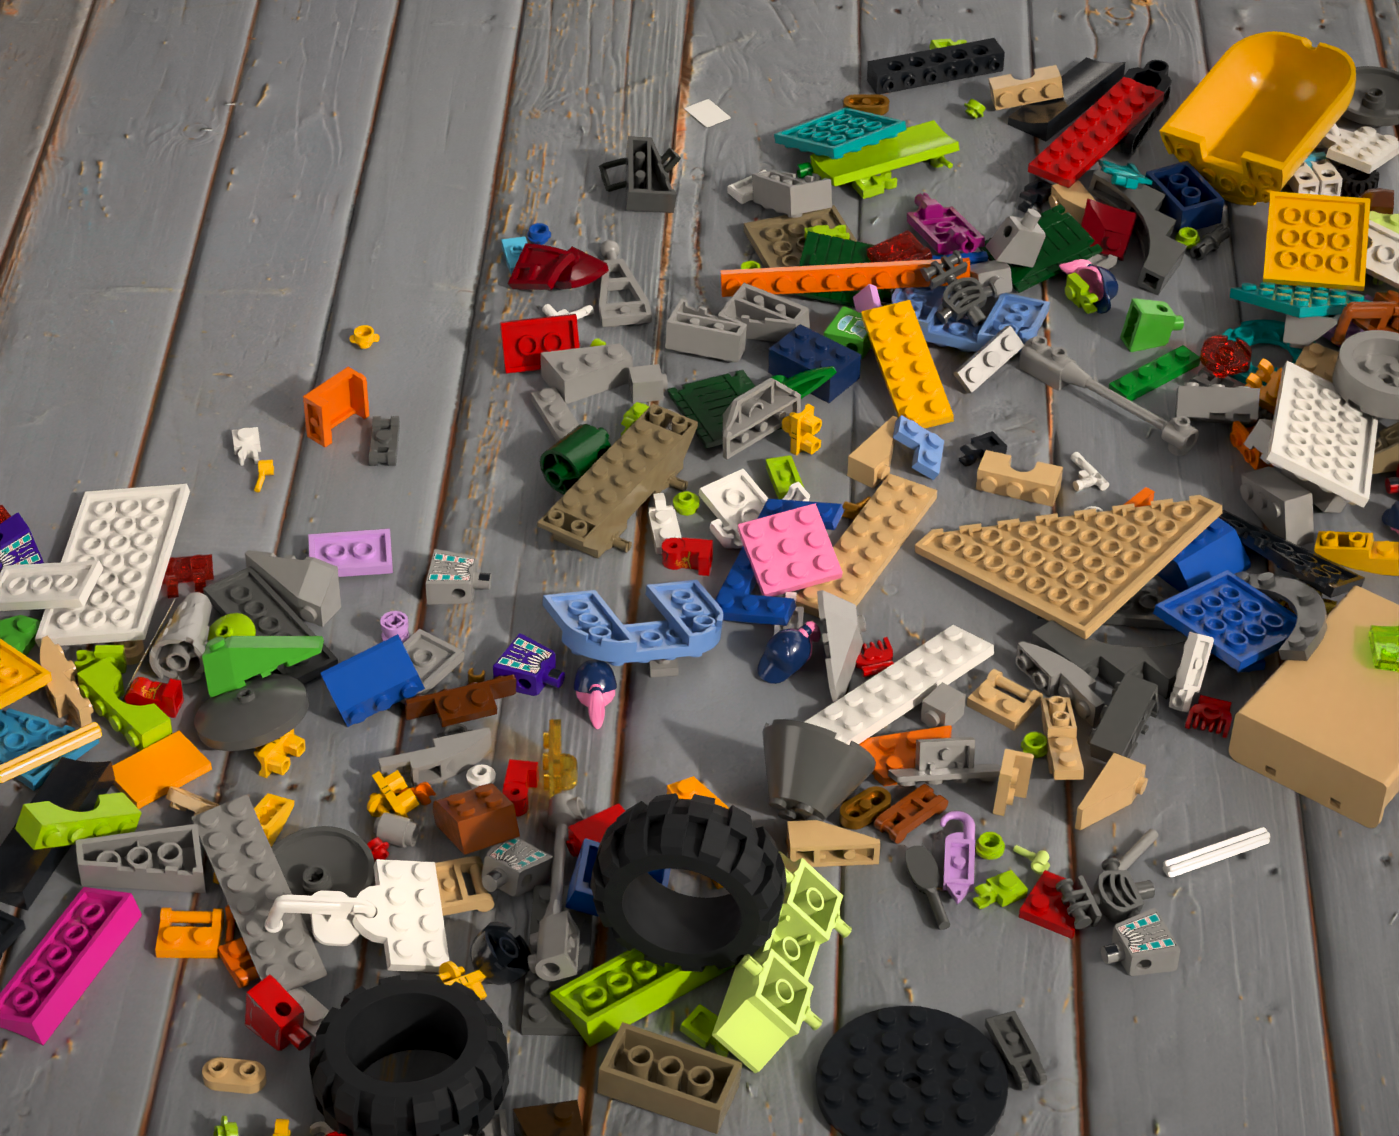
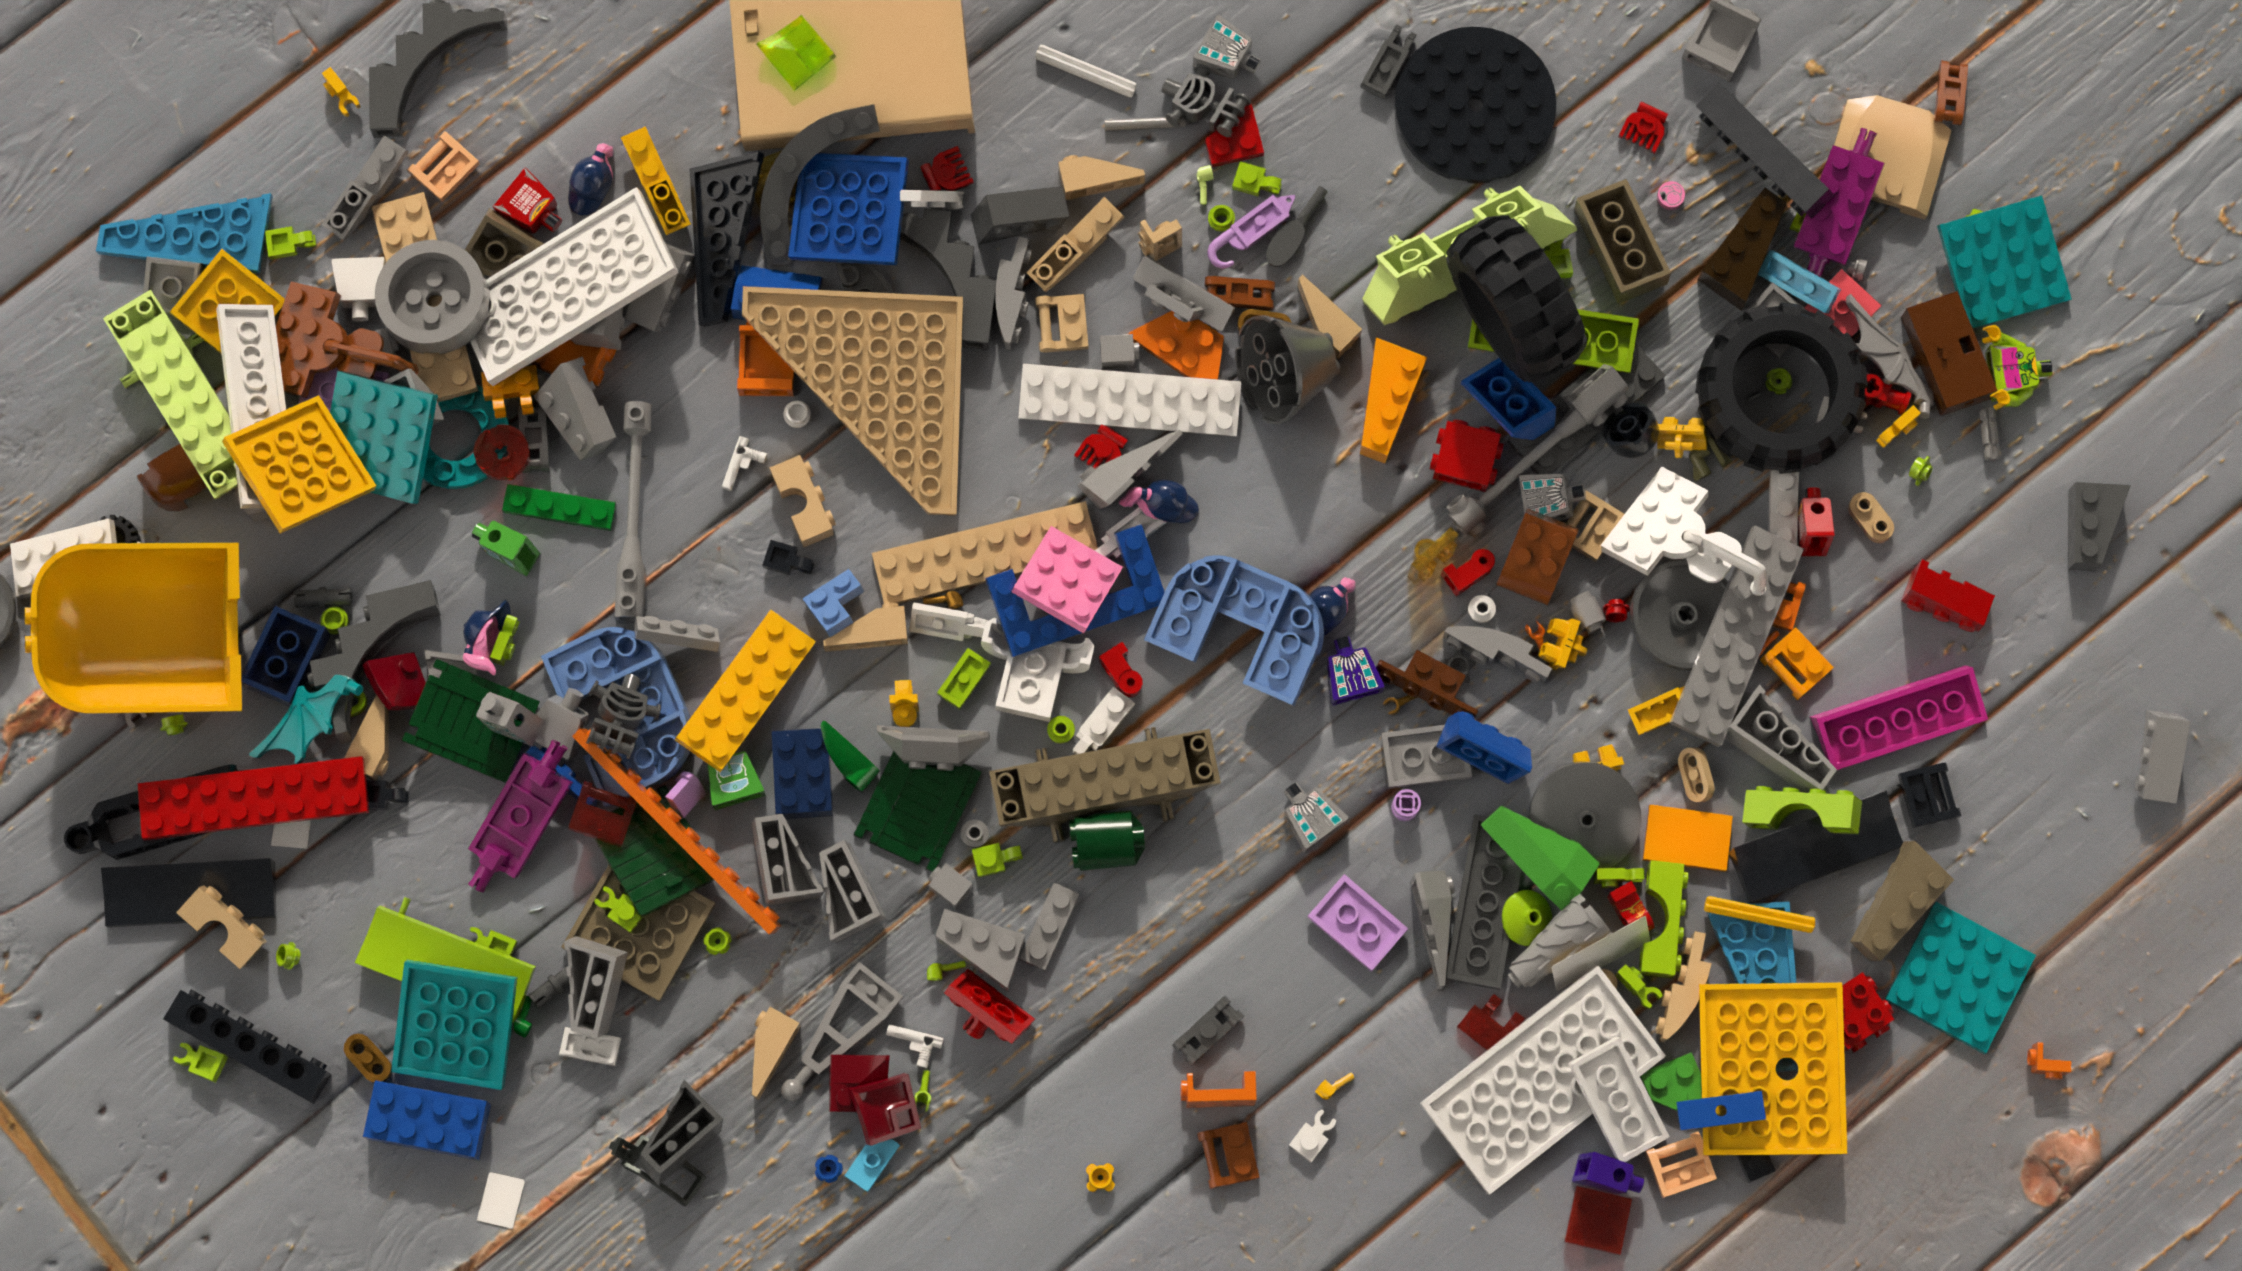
camera: 135 degrees left, 35 degrees up
(106, 1058) = (1947, 598): none -> red wedge
(188, 704) = (1613, 876): none -> lime plate
(284, 404) = (1237, 1151): none -> dark orange plate
(528, 297) = (923, 1095): none -> lime hand
(649, 251) = (772, 1041): none -> tan slope
(794, 100) = (427, 1120): none -> blue brick
(852, 486) = (945, 622): none -> white hinge
(1035, 744) = (1093, 257): lime plate -> none

